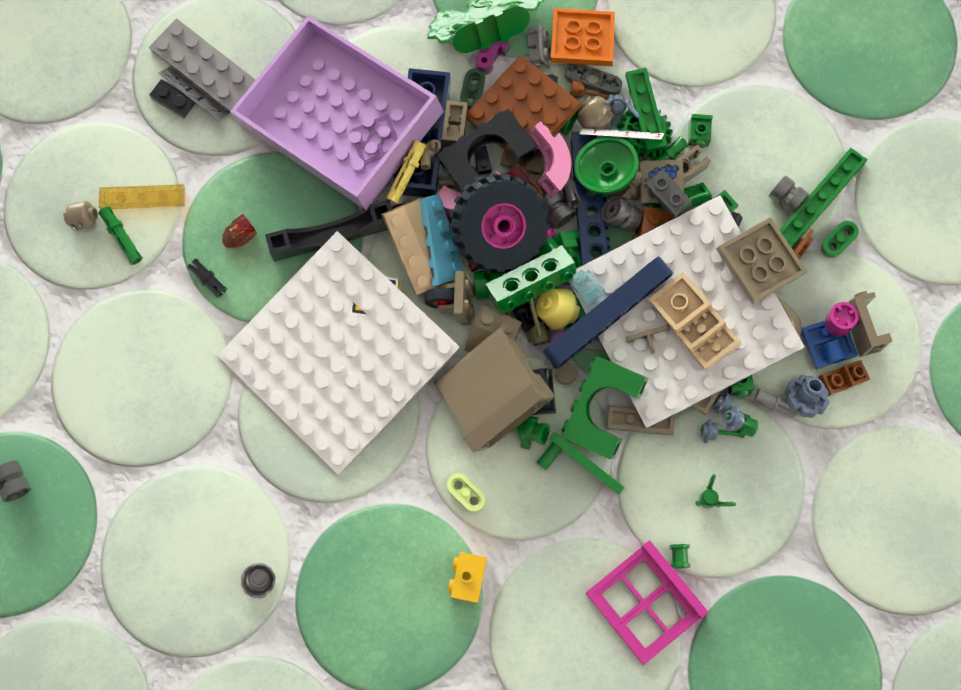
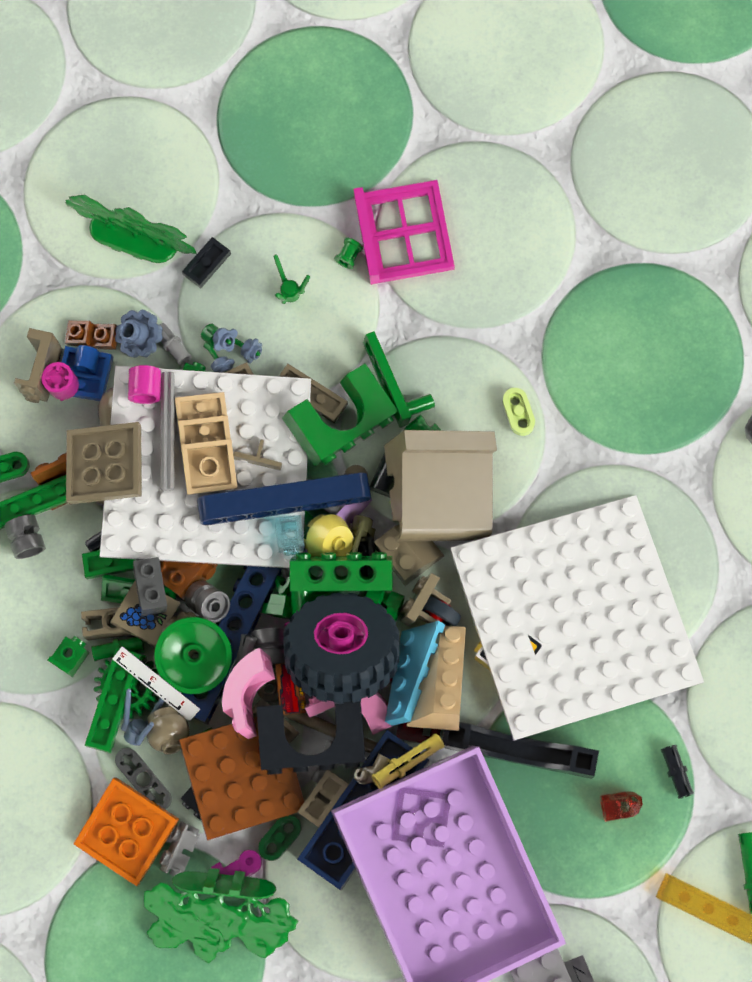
camera: 145 degrees left, 0 degrees up
(468, 577) = (558, 331): yellow brick -> none
(482, 160) = (316, 743): black piece -> none
(578, 90) = (167, 774): dark orange hinge -> none
(730, 314) = (167, 431): none -> light grey axle
(770, 336) = (144, 384): none -> dark pink piece
(791, 486) = (206, 262): none -> black plate
(869, 478) = (130, 231): none -> green plant

